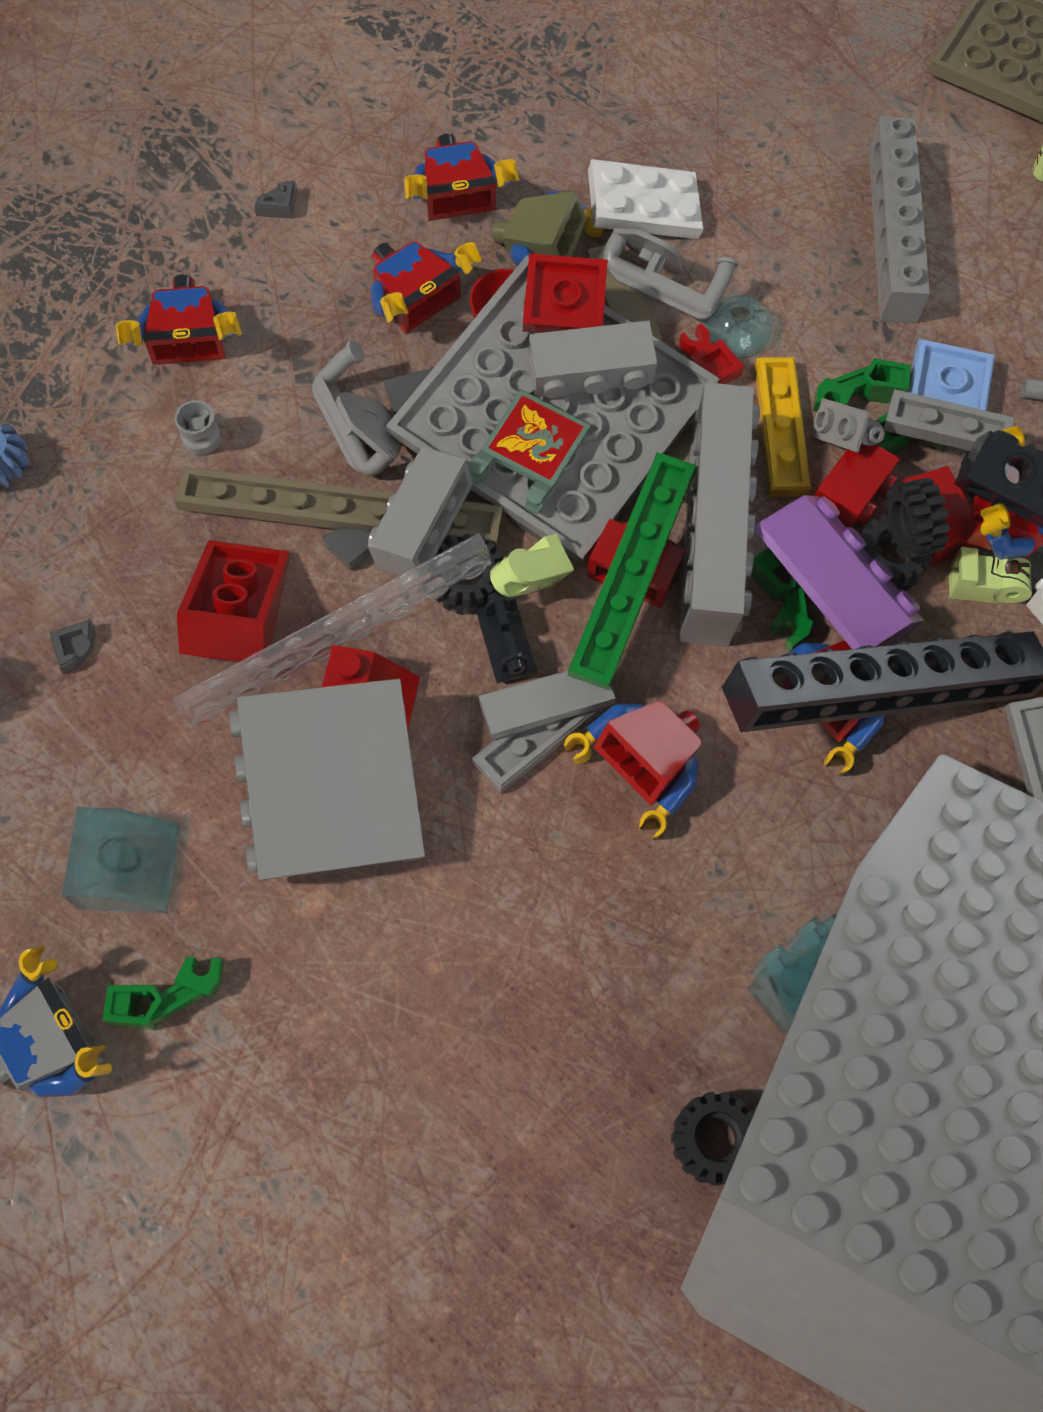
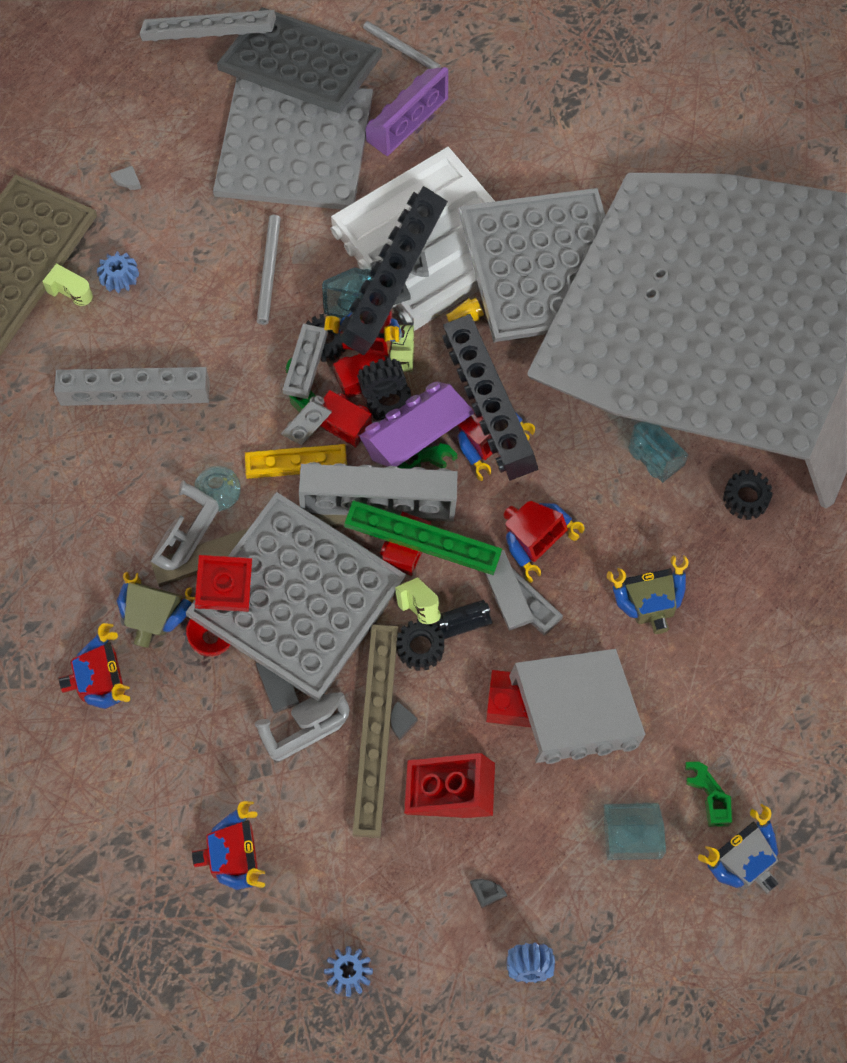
camera: 90 degrees left, 0 degrees up
(198, 427) = (317, 825): light grey wheel -> none
(278, 202) = (110, 804): dark grey tile -> none
(347, 623) = (480, 723): clear plate -> none
(417, 281) = (192, 694): torso -> none
(420, 511) = (388, 668): light grey brick -> none
(523, 932) = (651, 595): none -> torso
(533, 442) = (330, 603): flag -> none
(592, 359) = (274, 565): light grey brick -> none
(645, 199) = (115, 546): white plate -> none
(714, 357) = (250, 501): red plate -> none
(872, 382) = (265, 393): green piece -> none
(951, 374) = (261, 362): light blue plate -> none

